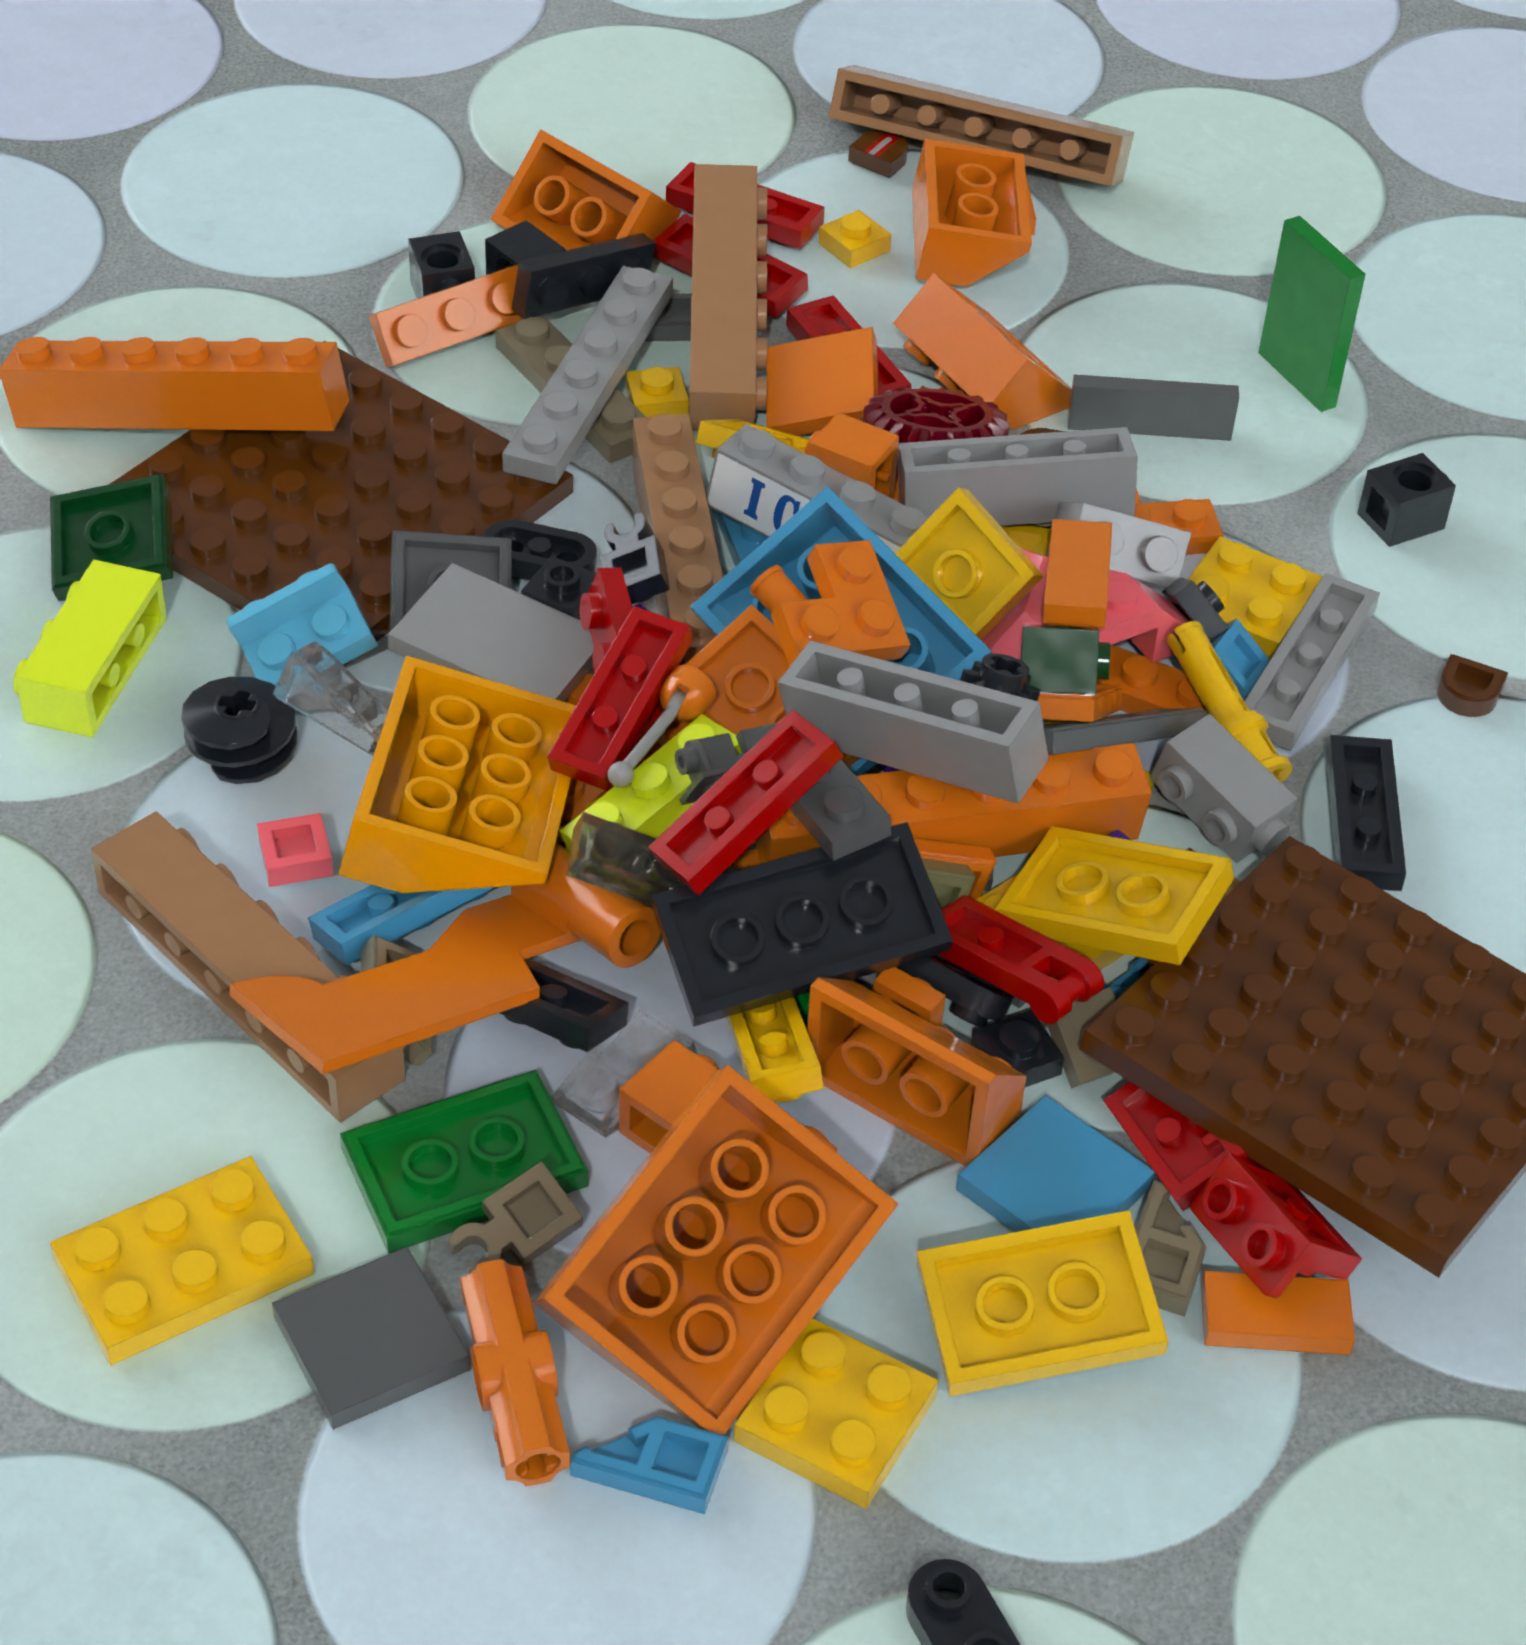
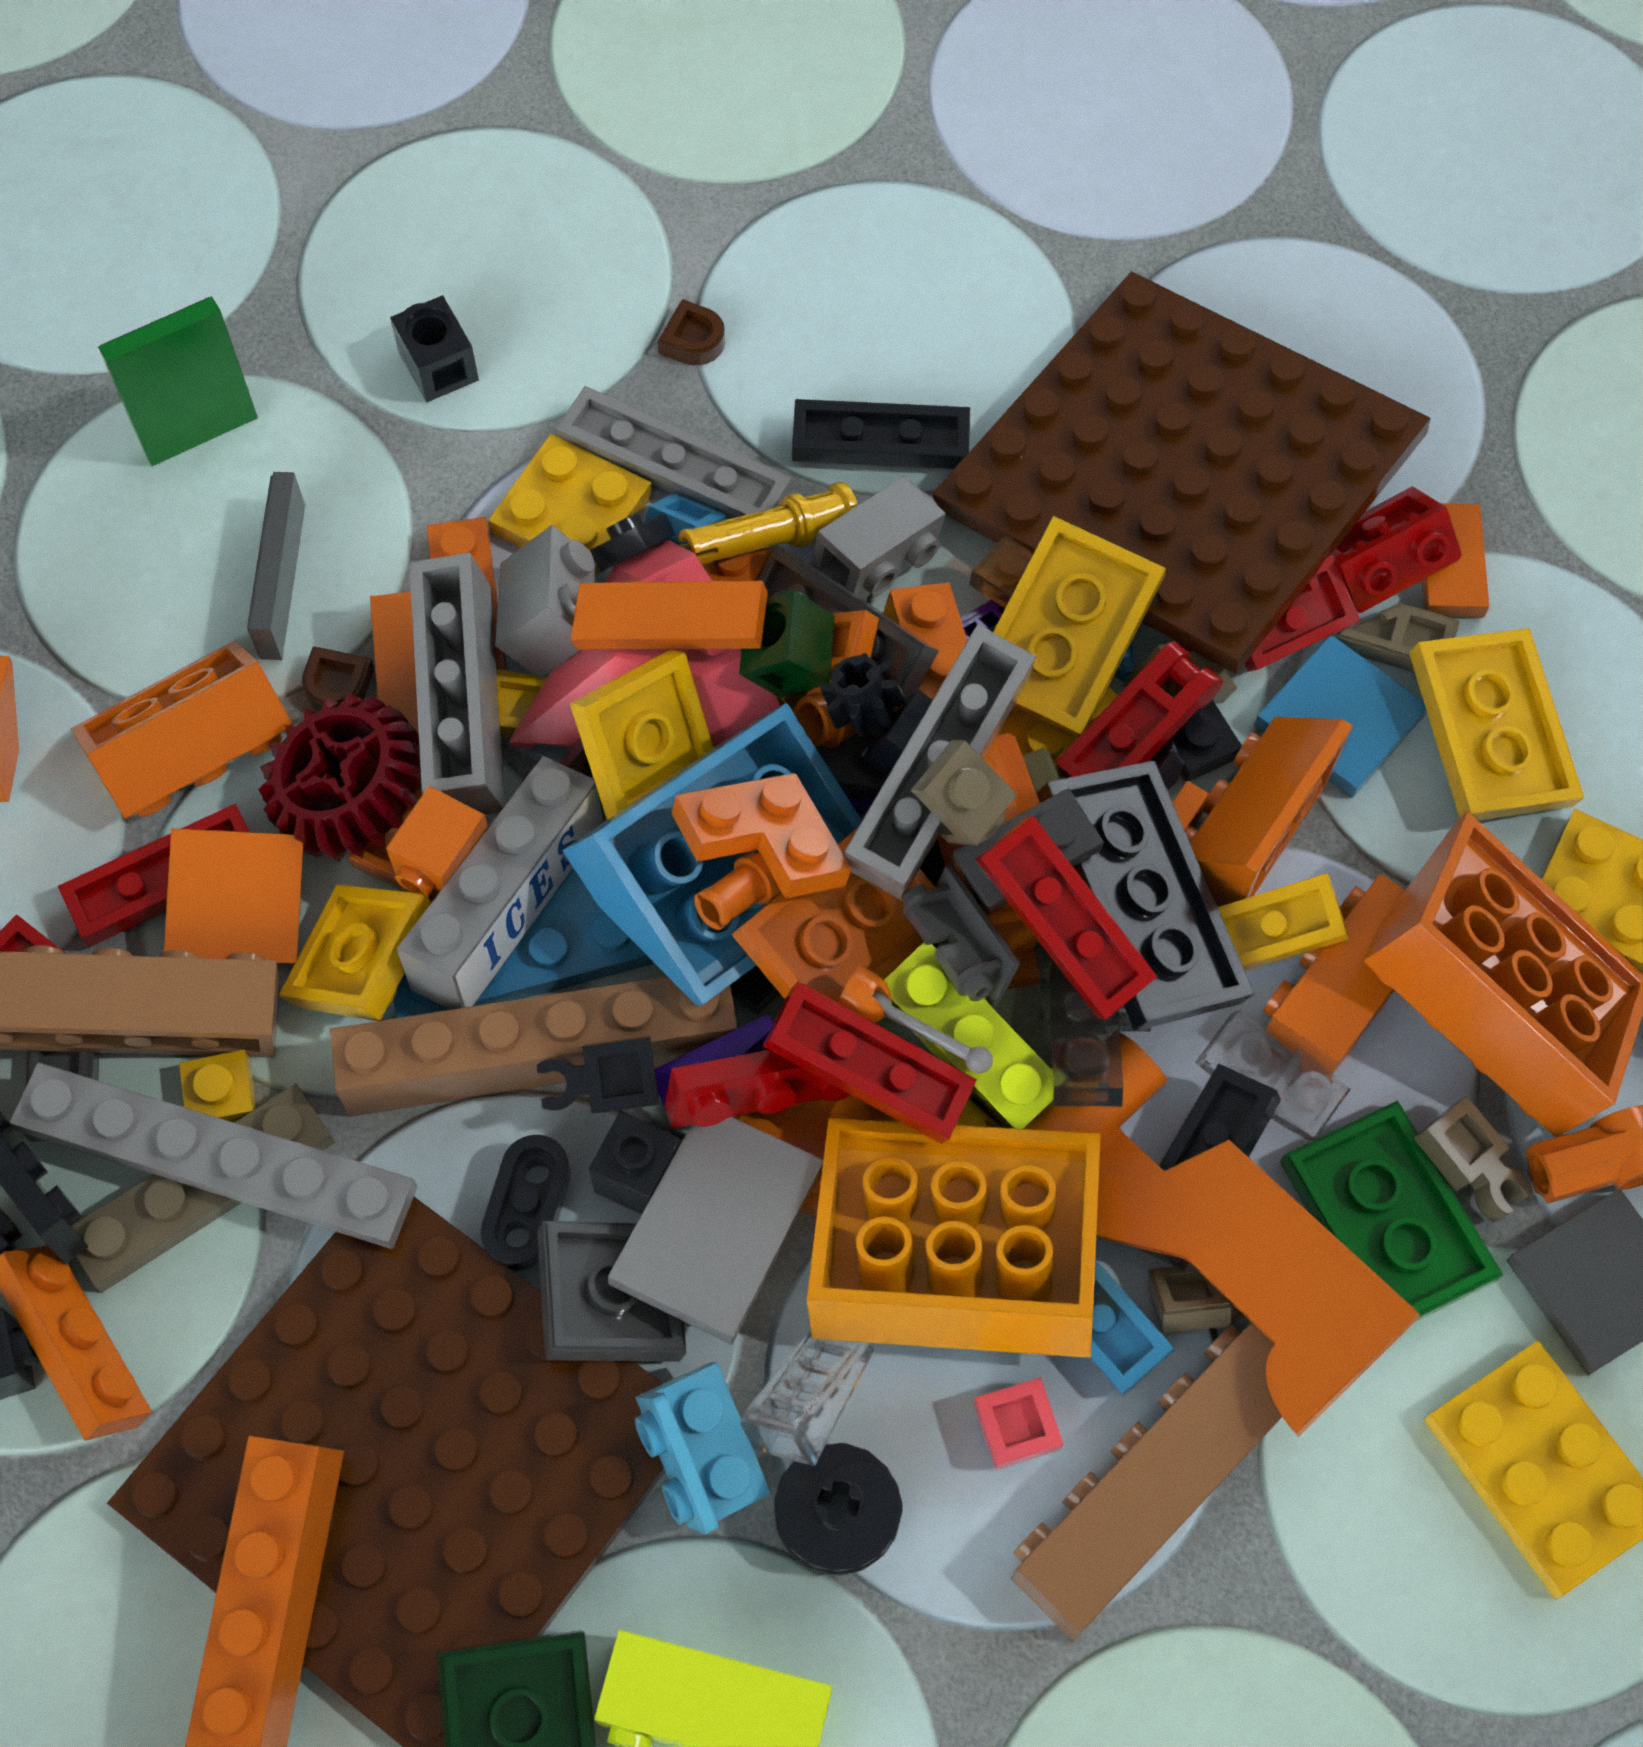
camera: 90 degrees left, 20 degrees up
(862, 709) = (964, 795): none -> dark tan bracket

